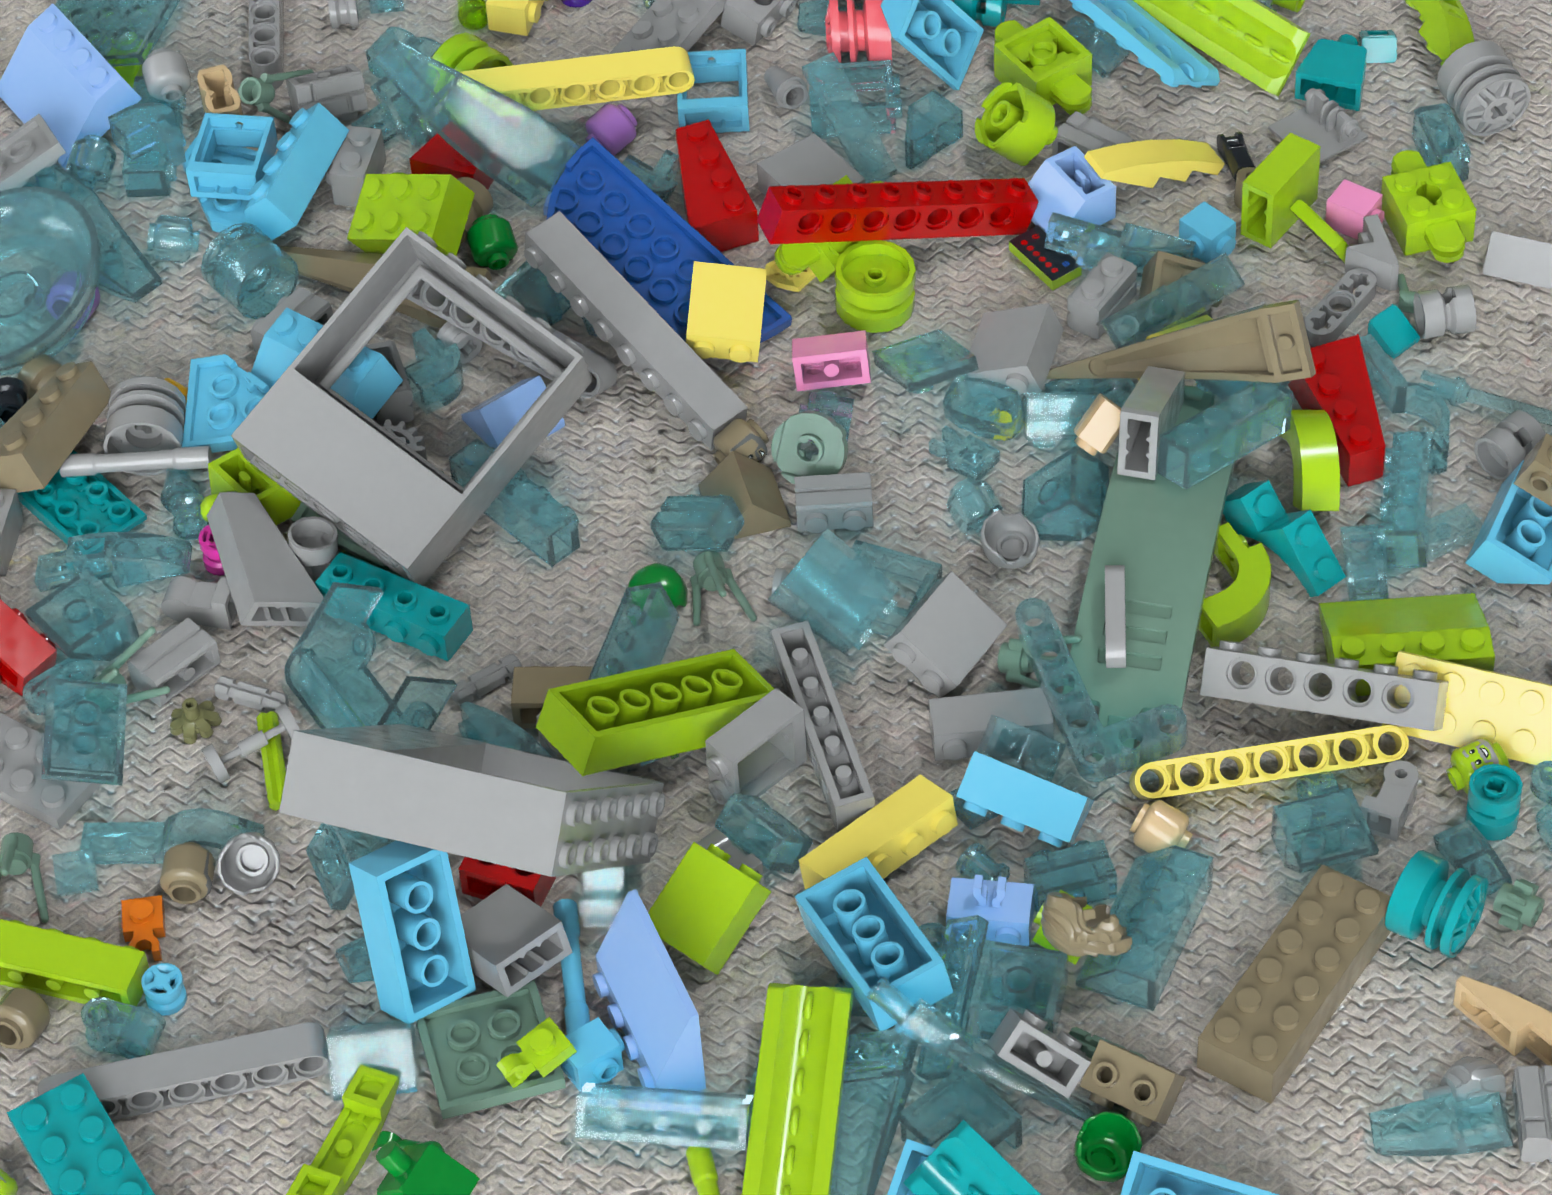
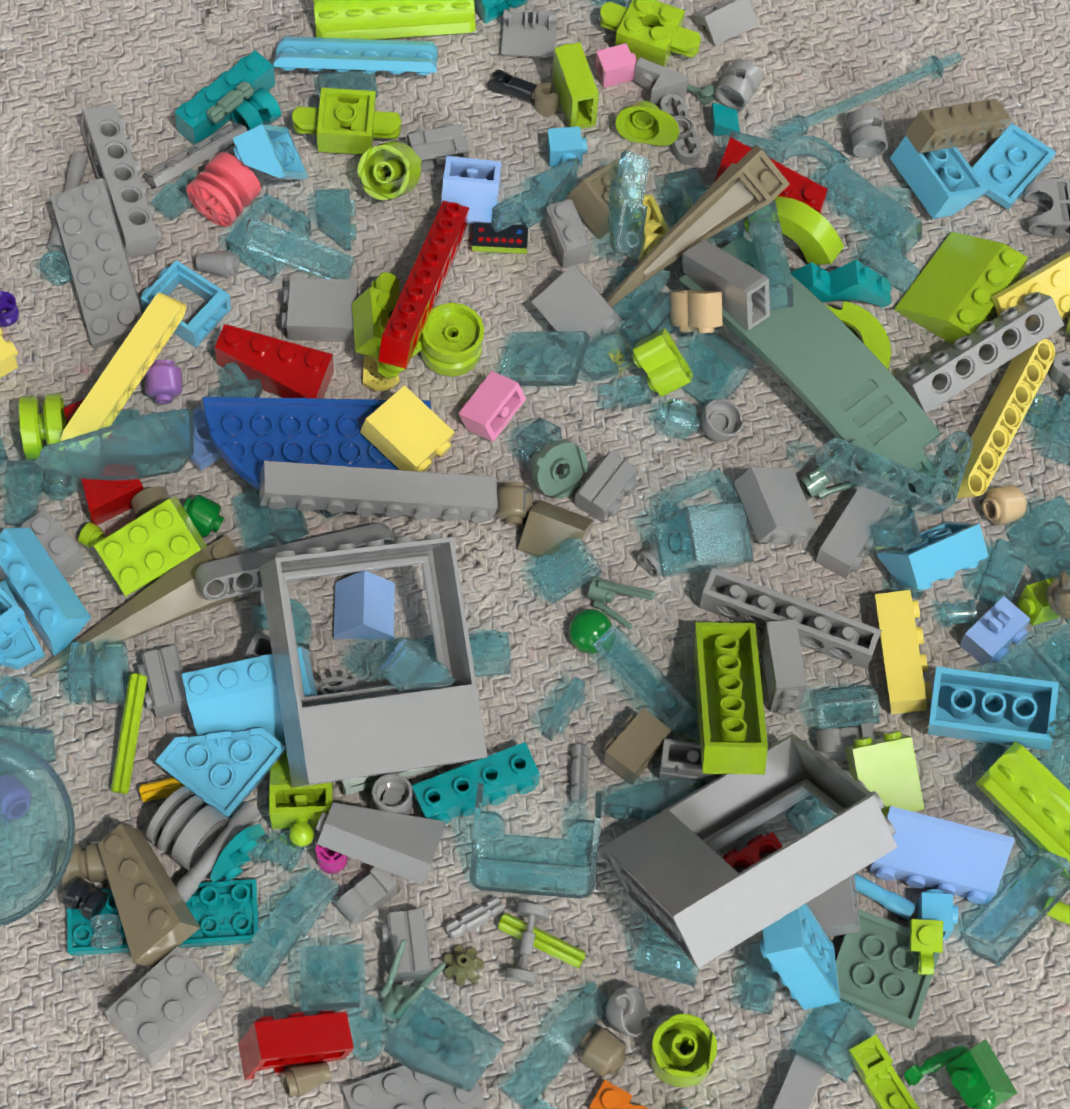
camera: 60 degrees left, 15 degrees up
(148, 472) = (235, 854): none -> teal slope
(211, 333) = (128, 733): none -> lime axle
(240, 930) = (700, 1046): none -> lime brick
(415, 425) = (412, 669): none -> clear light blue slope
(543, 620) = (558, 718): none -> clear light blue plate
(1019, 447) = (662, 362): none -> lime brick
(1115, 616) = (862, 411): light grey beam -> none
(1148, 160) = (488, 127): light yellow slope -> none
(1305, 269) = (647, 124): none -> lime piece
(1320, 229) = (621, 92): lime tile -> none

